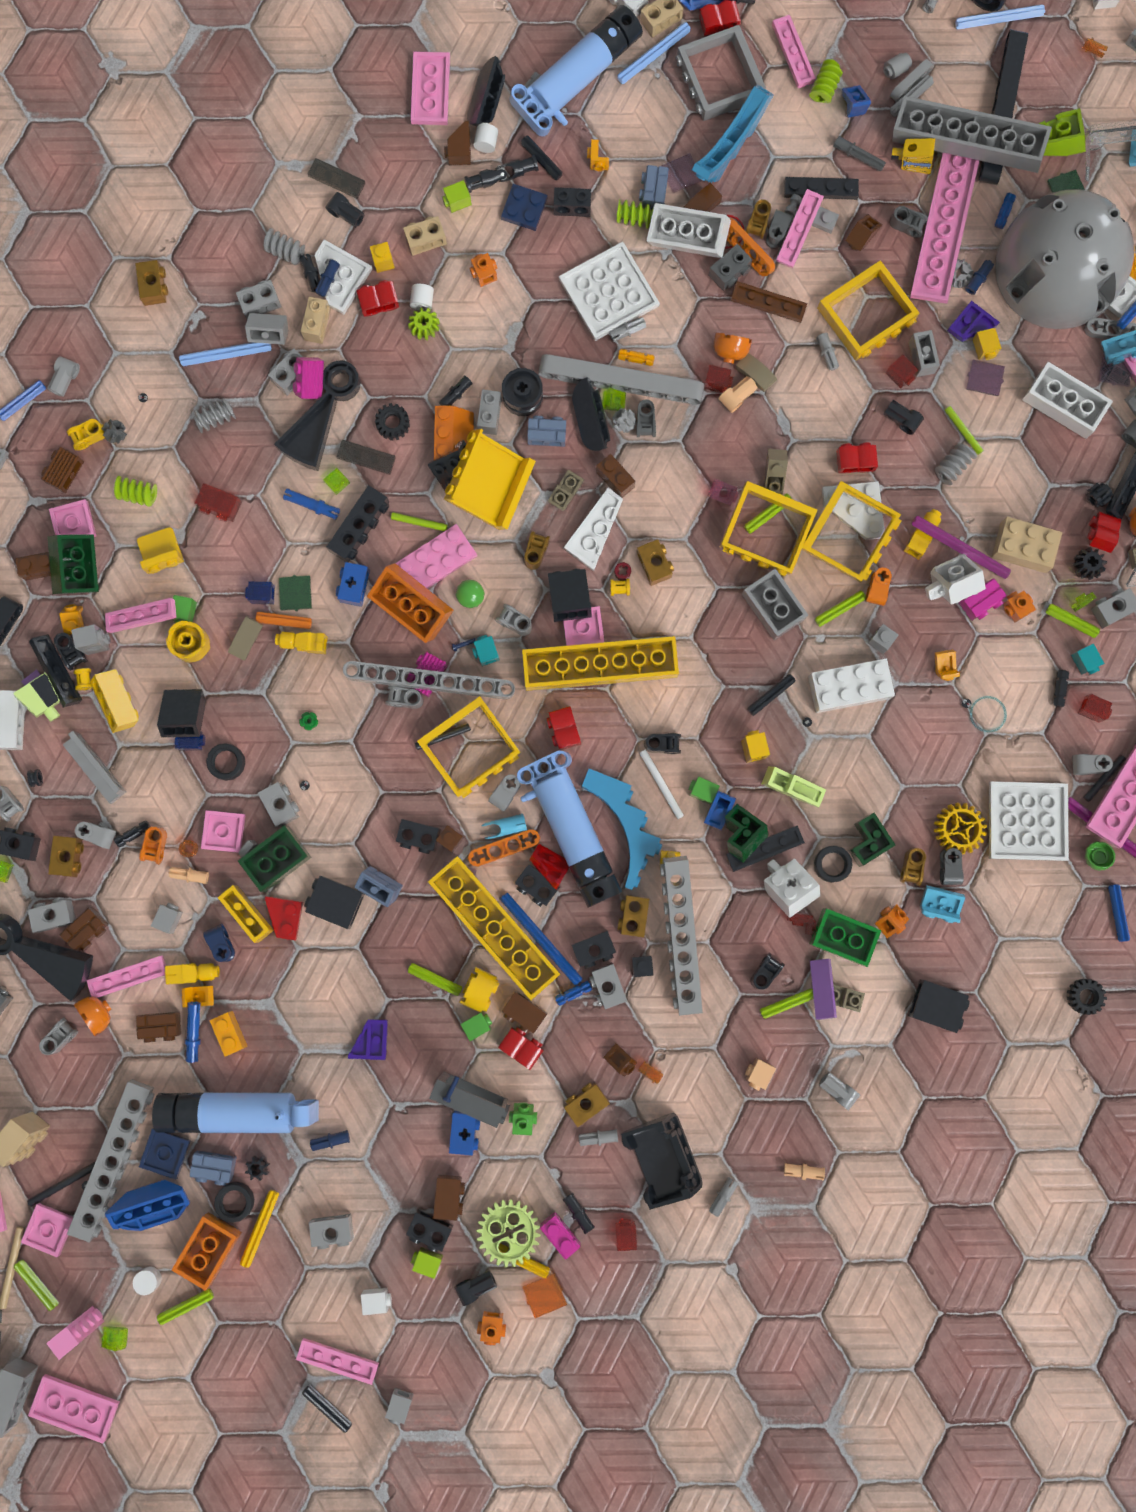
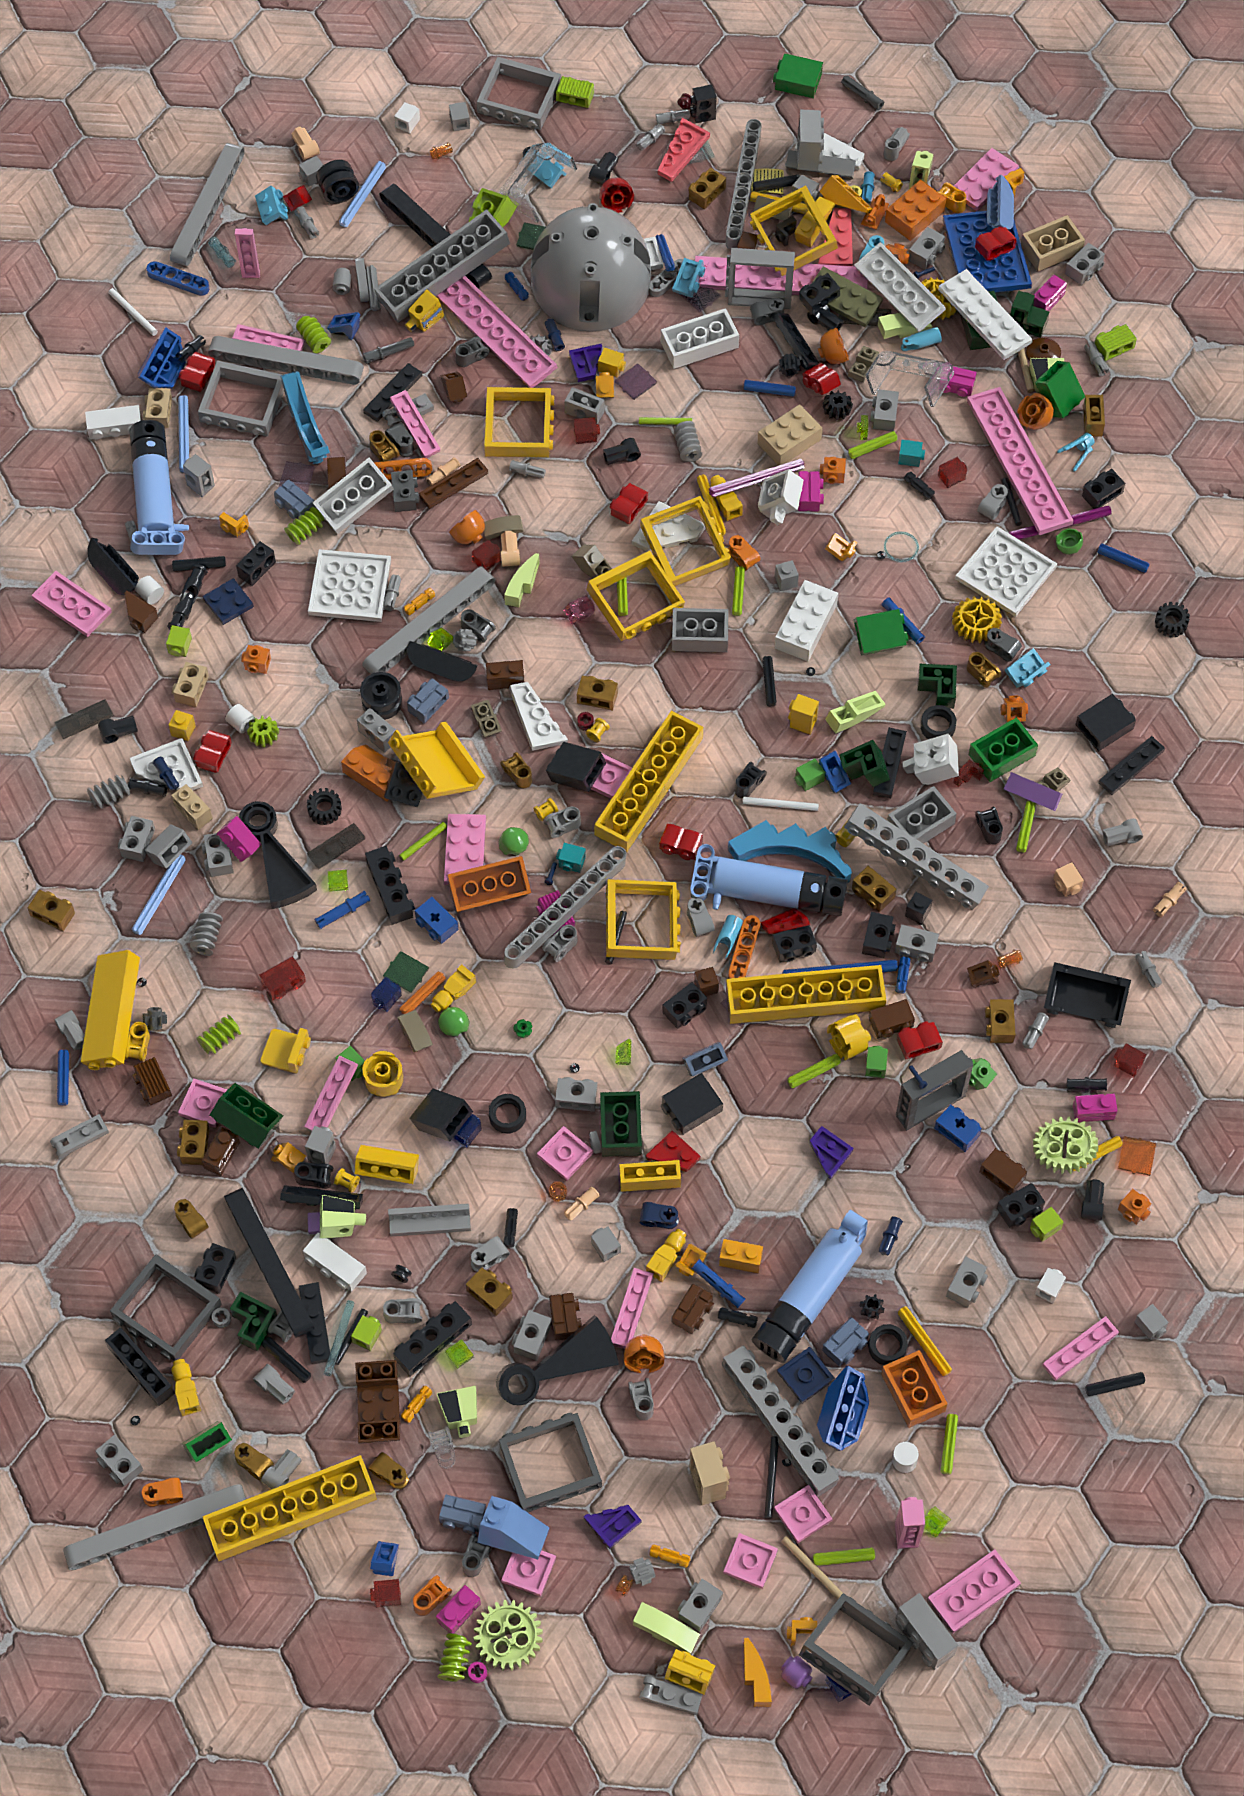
camera: 55 degrees left, 20 degrees down
(35, 544) = (198, 1142): none -> pearl gold brick
(93, 393) = (110, 1010): none -> yellow brick
(153, 846) = (536, 1217): orange piece -> none
(178, 1065) = (737, 1317): none -> black axle
(277, 662) = (453, 1021): none -> bright green hair
(343, 816) = (623, 1053): none -> clear neon green slope
(456, 392) = (338, 744): black pin -> none
(515, 598) = (545, 809): none -> yellow bush
(618, 93) = (198, 475): none -> light grey brick
(716, 426) = (522, 581): none -> yellowish green slope
(727, 913) = (924, 816): none -> light grey brick
(773, 285) = (443, 471): none -> light nougat pin
(785, 79) = (285, 360): none -> light grey beam
(884, 756) = (880, 632): none -> green brick
(907, 528) = (713, 509): none -> yellow axle
(912, 1055) = (1131, 765): none -> black plate
(914, 761) = (908, 626): none -> blue pin
(960, 355) = (605, 385): none -> light orange bracket
(1064, 493) = (771, 388): none -> blue axle

